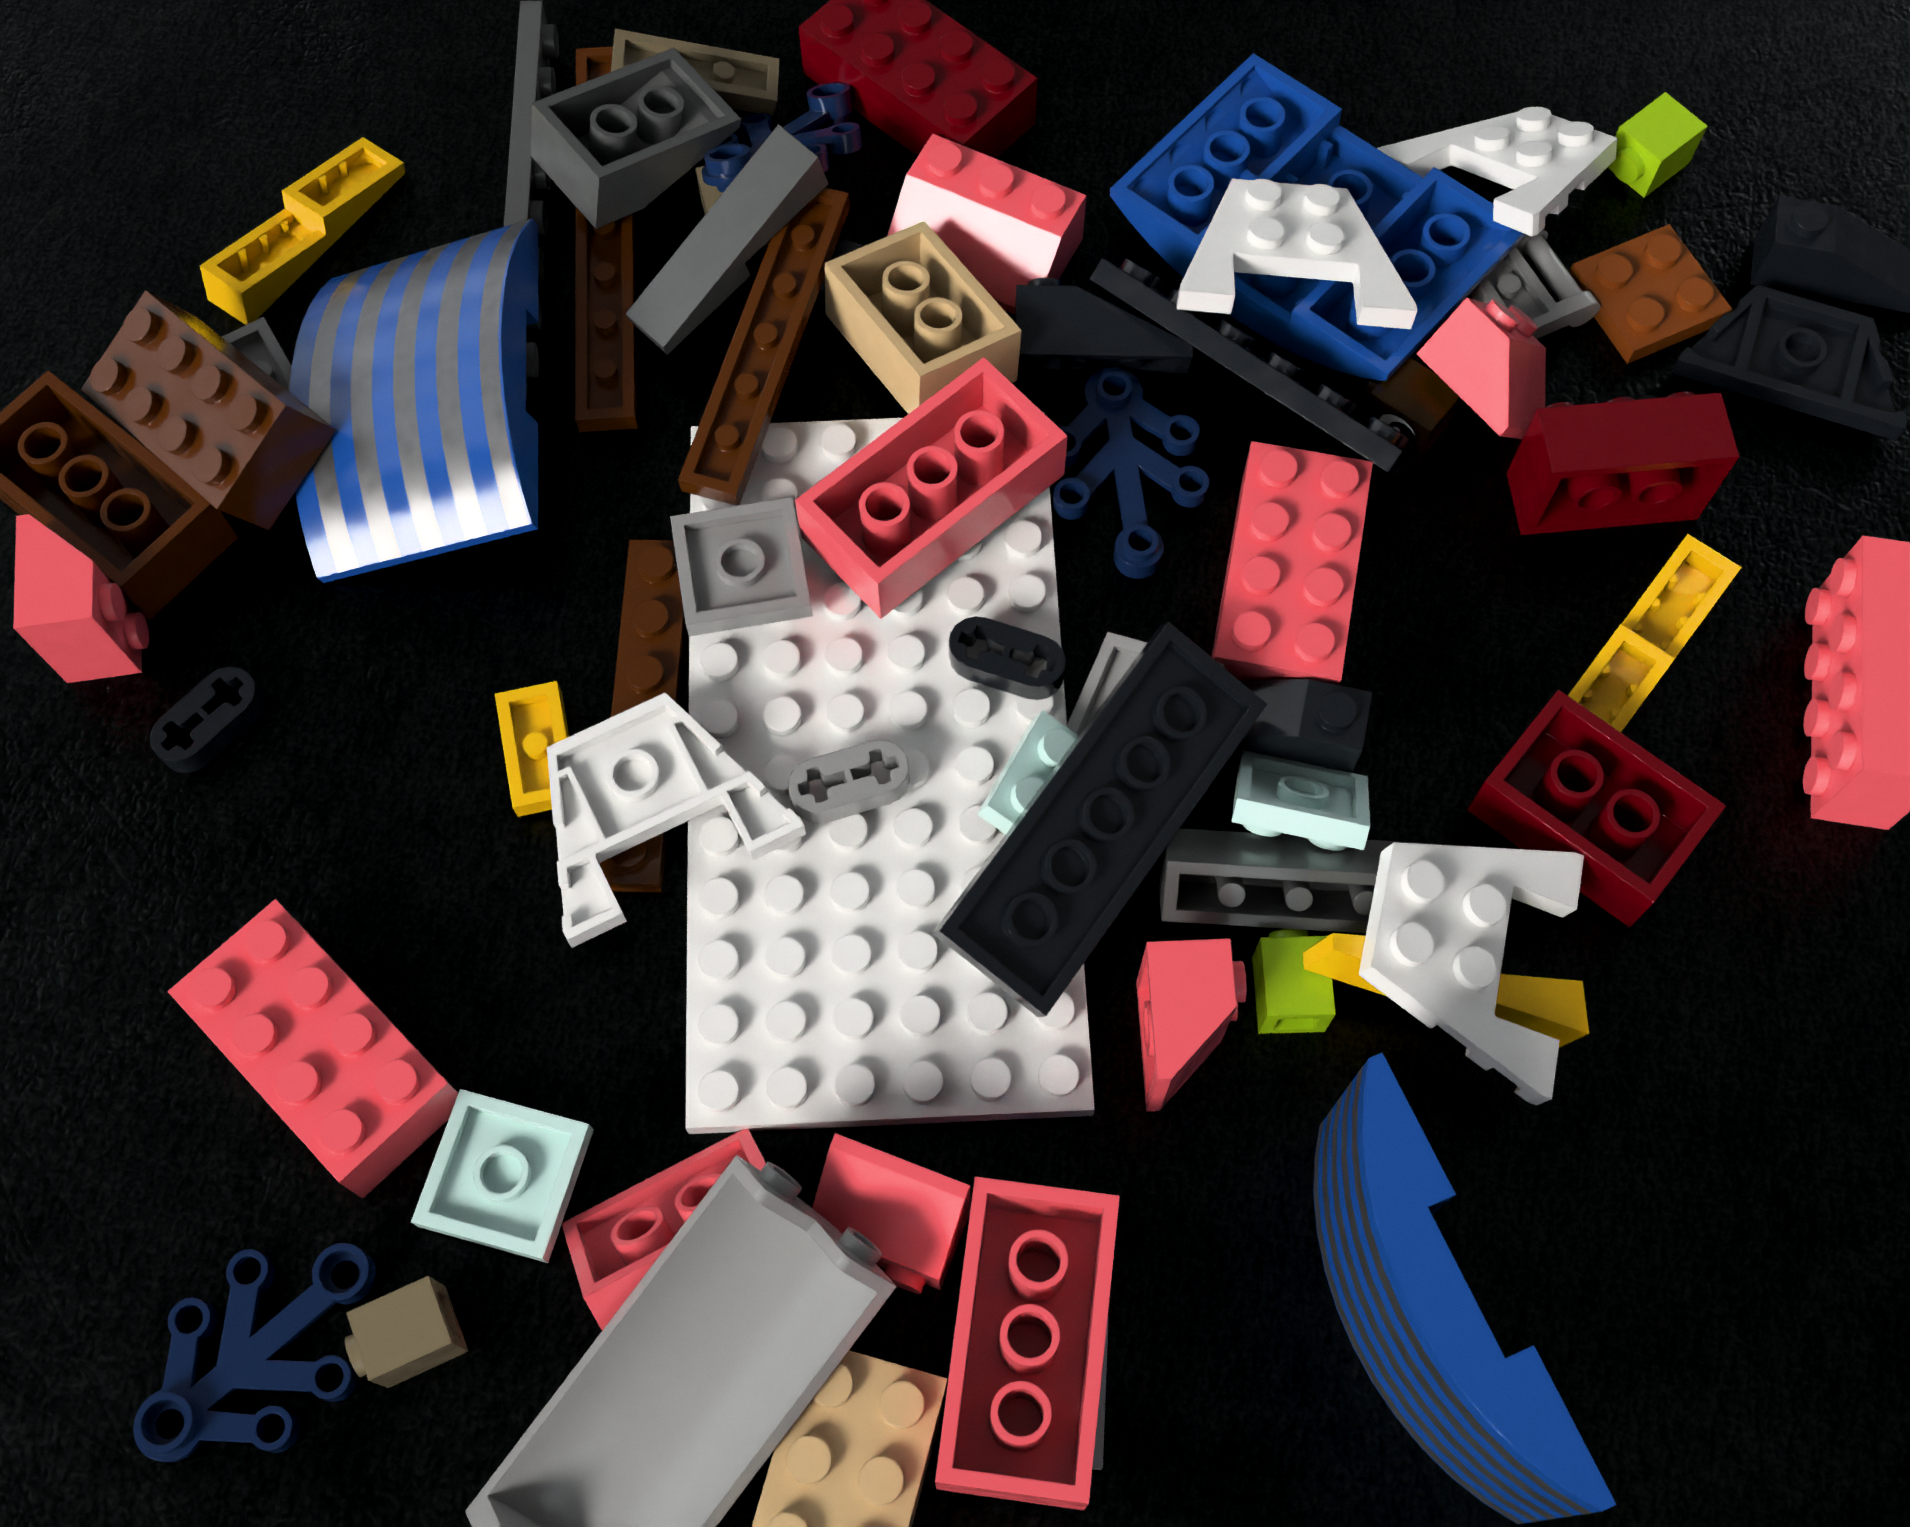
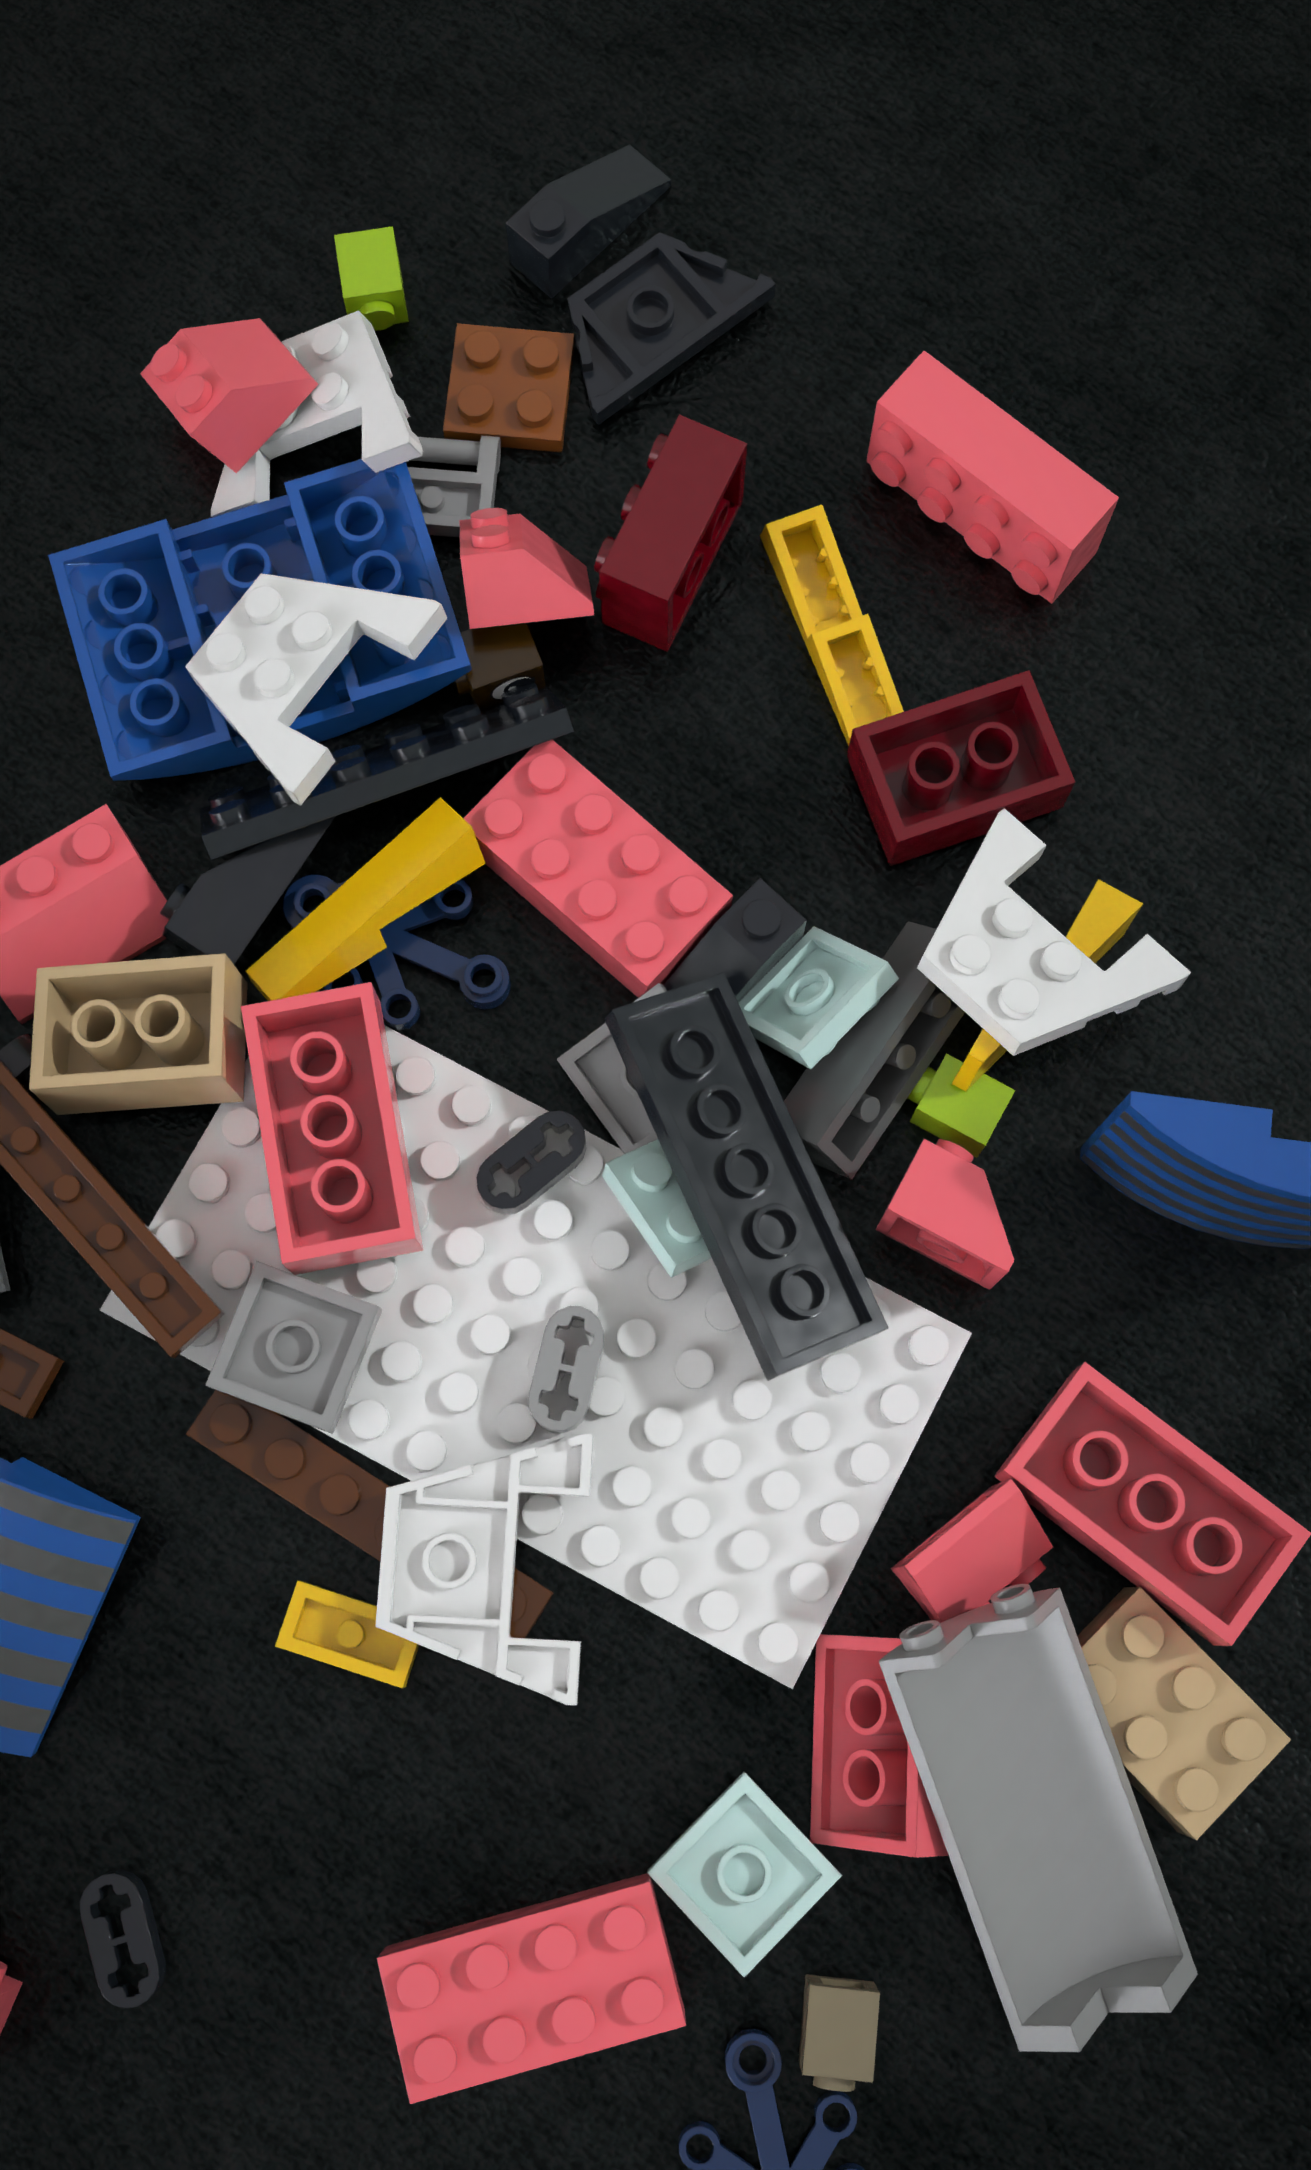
camera: 60 degrees left, 10 degrees up
(1103, 412) = (347, 925): none -> yellow slope
(1481, 89) = (229, 385): none -> coral slope

